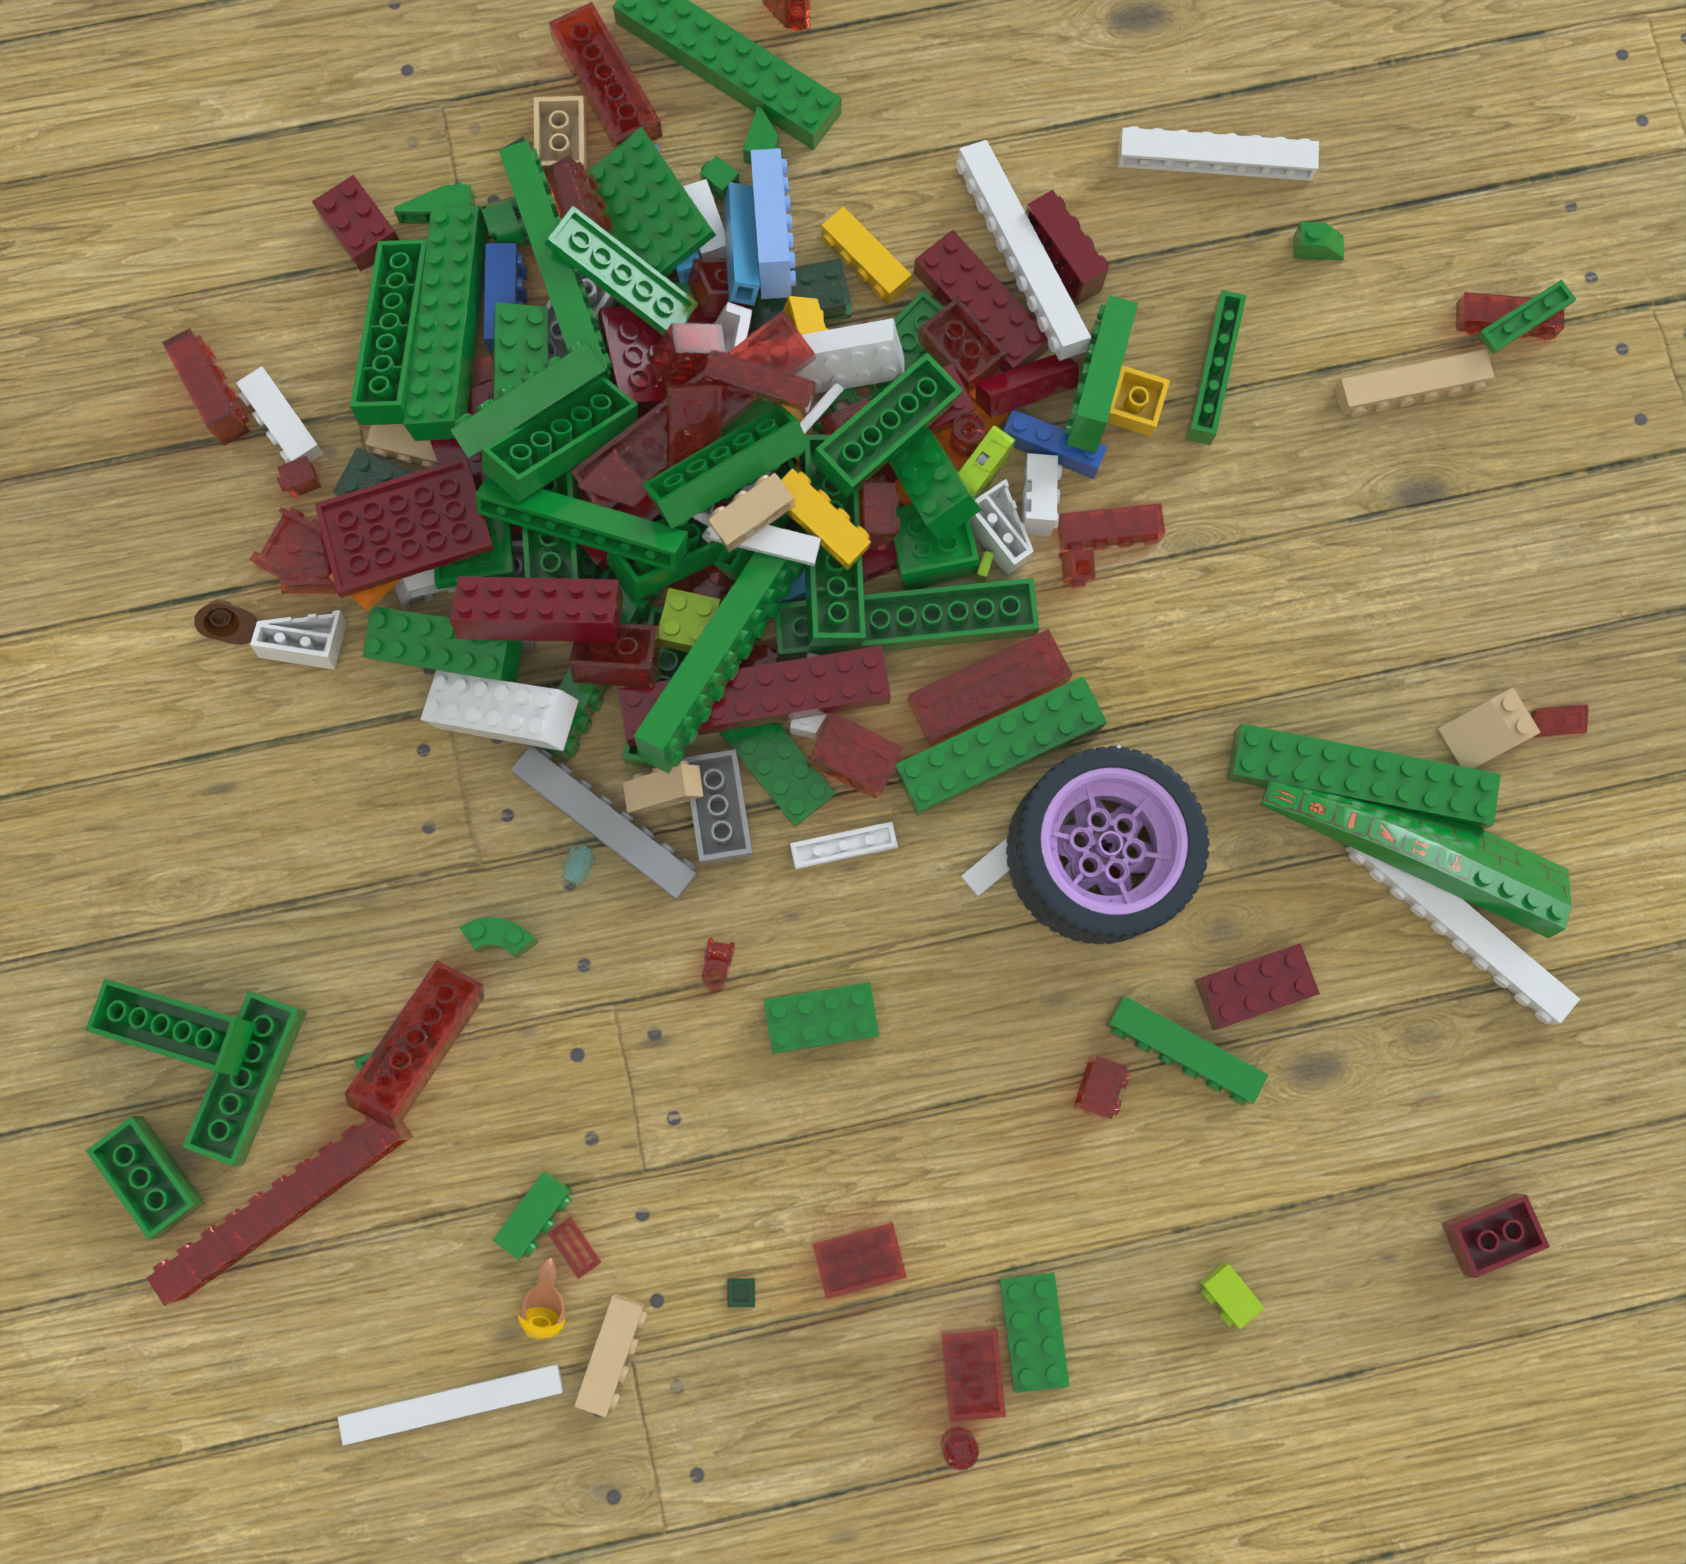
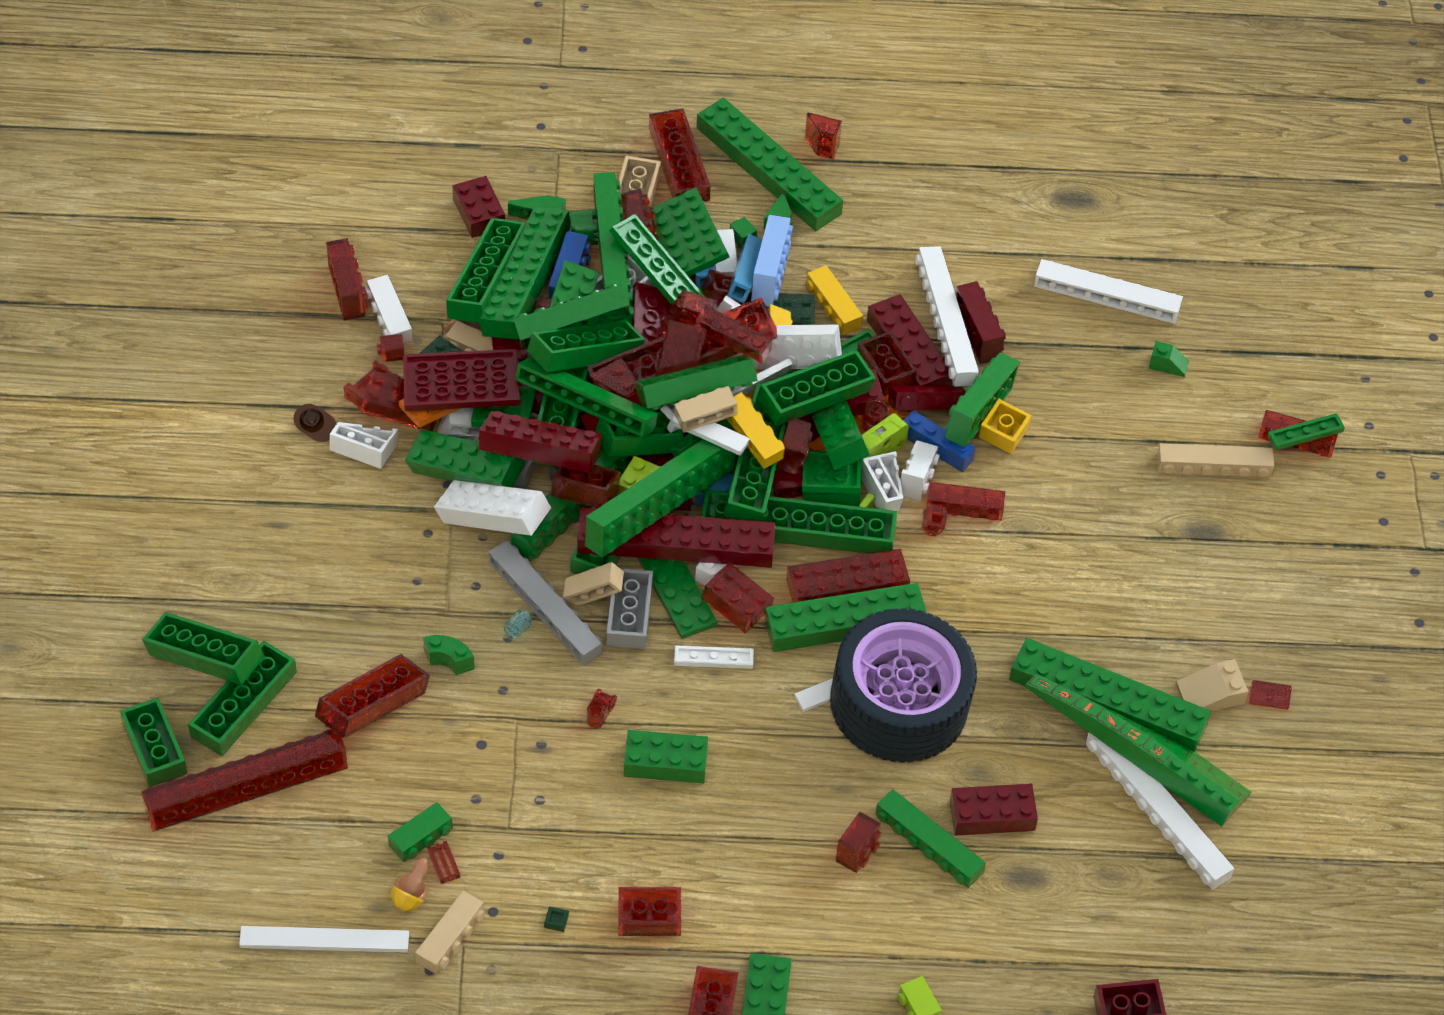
camera: 15 degrees right, 25 degrees down
(1216, 367) = (1069, 418): green brick -> none

